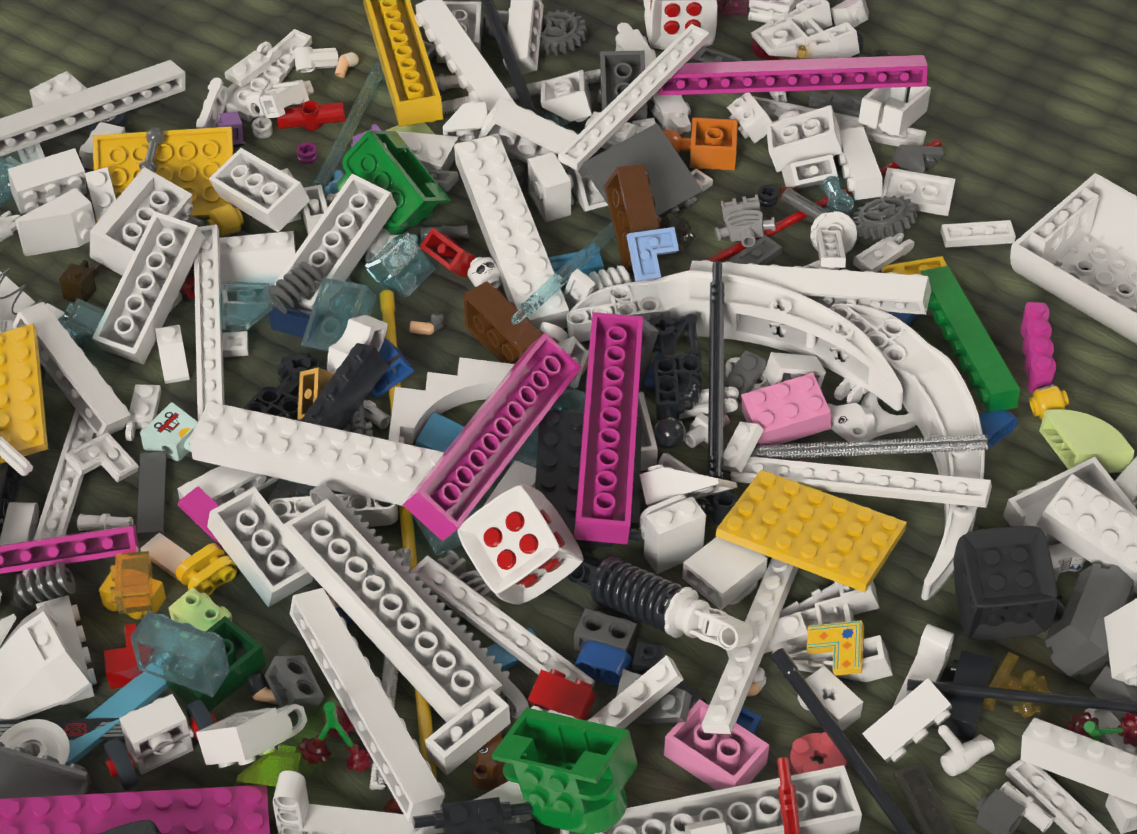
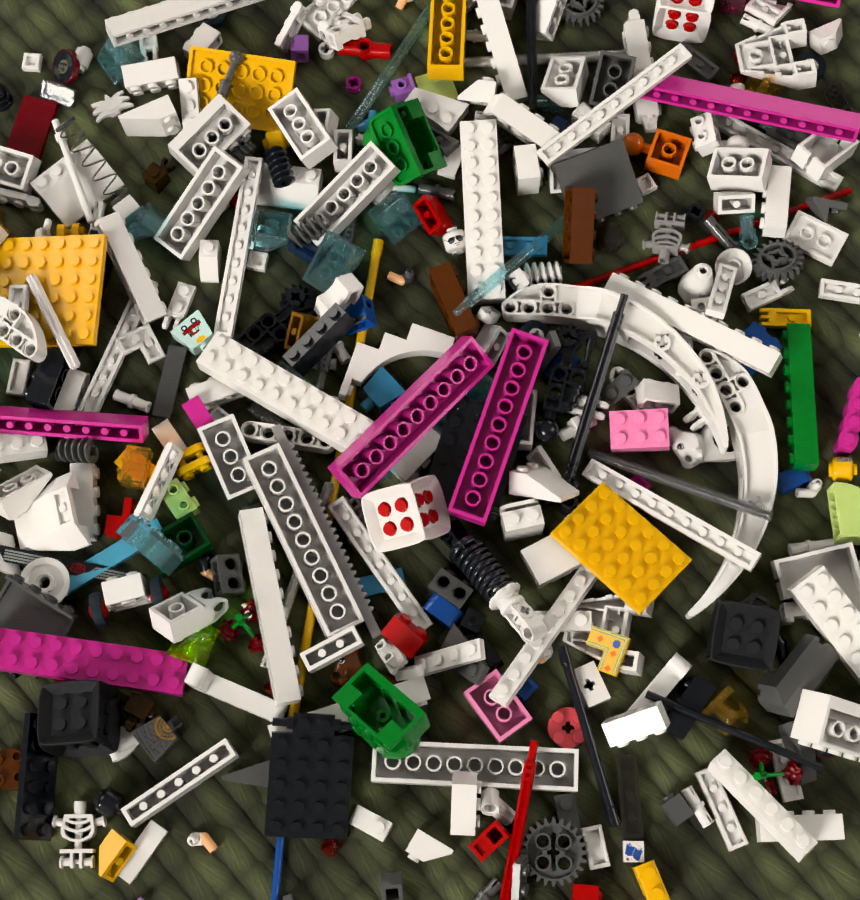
camera: 20 degrees right, 25 degrees up
(173, 579) = (159, 482): none -> white fence
(241, 230) = (279, 167): none -> black piece
(455, 208) = (453, 164): none -> white tile
(644, 249) = (575, 260): light blue plate -> none
(741, 446) = (595, 455): white plate -> none
(798, 246) = (696, 283): none -> white cone
(963, 755) = (669, 754): white piece -> none
(1020, 434) = (811, 490): none -> white arm

